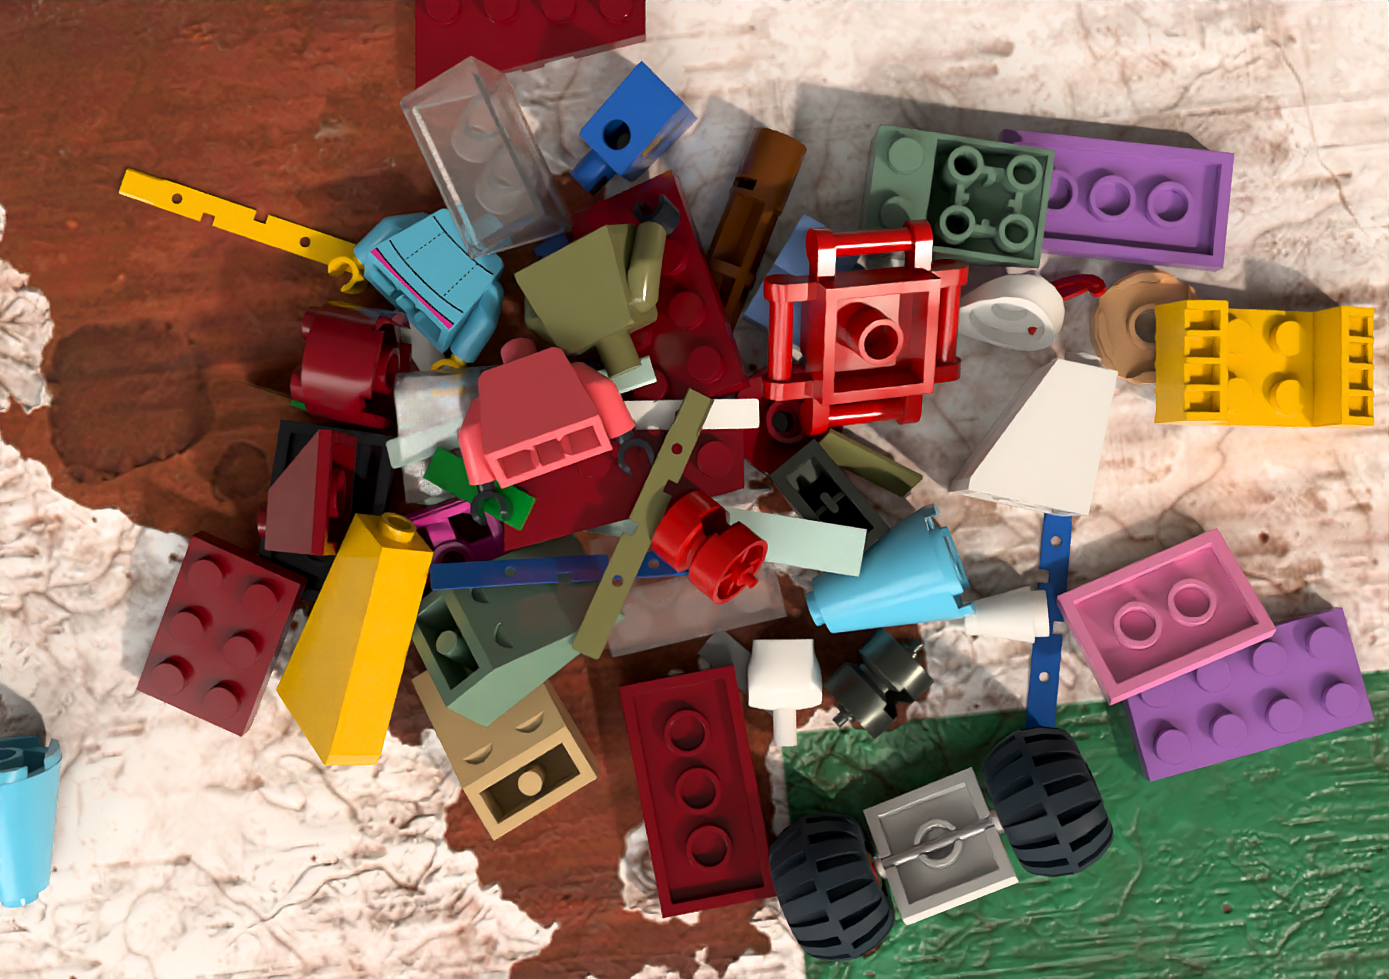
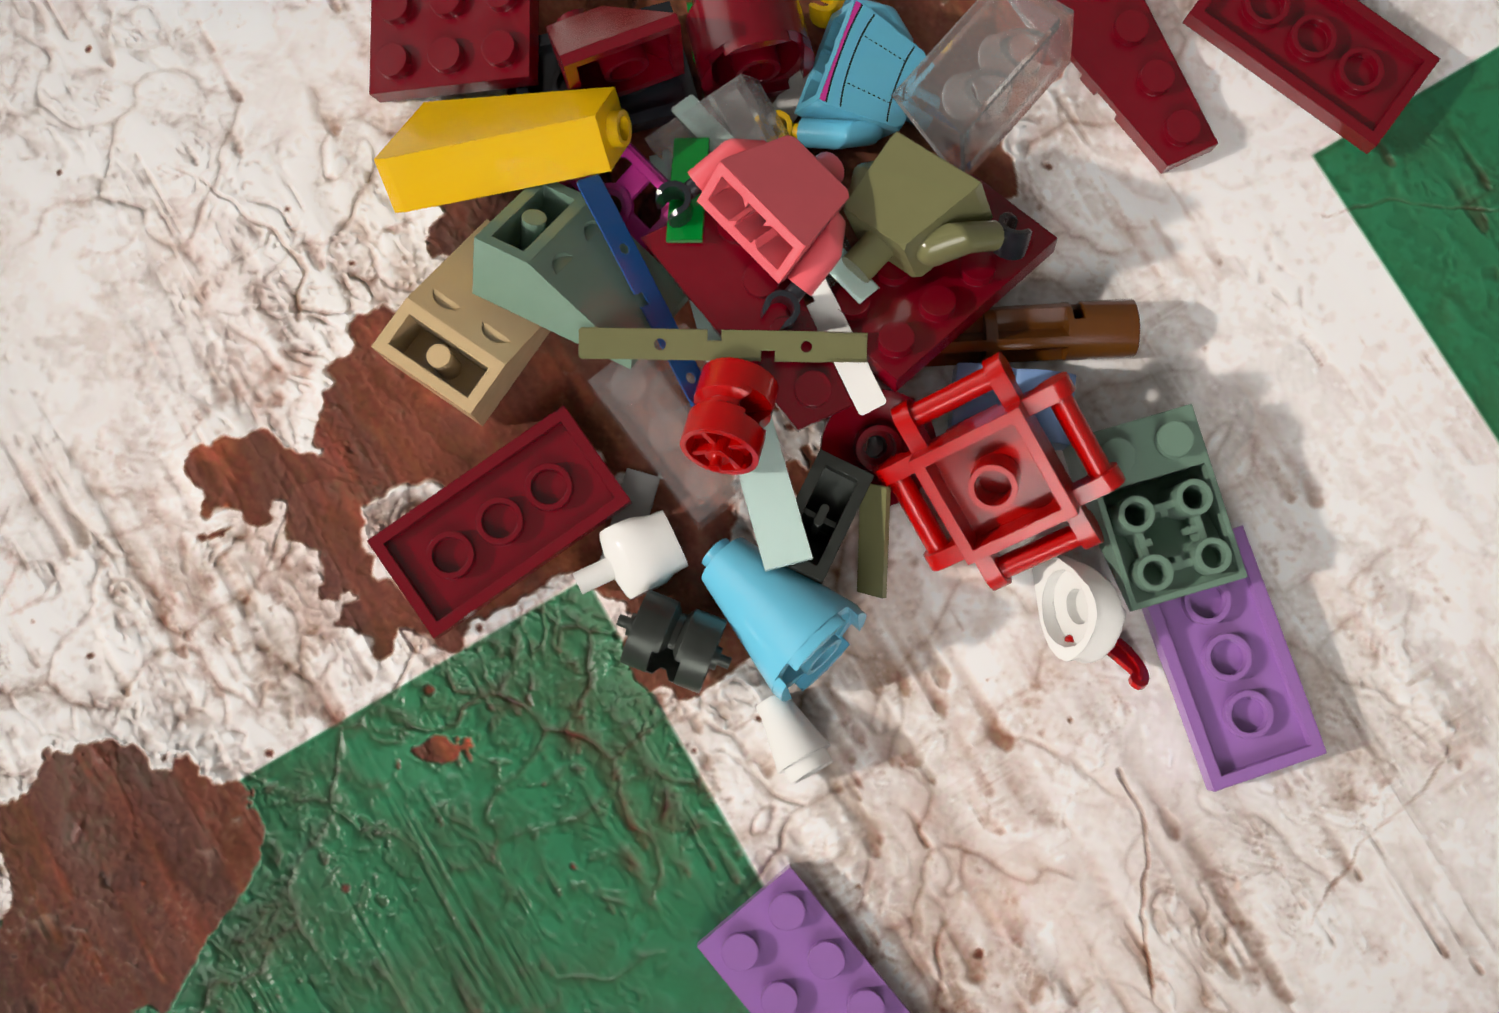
camera: 60 degrees right, 5 degrees down
(650, 114) = (1077, 188): blue torso -> none
(939, 845) = (547, 767): black plate -> none
(1045, 441) = (971, 691): white slope -> none
(1047, 650) = (780, 793): blue piece -> none
(1115, 317) = (1159, 756): light nougat tile -> none
(1164, 616) = (860, 886): bright pink plate -> none
(1263, 366) = (1140, 872): yellow plate -> none

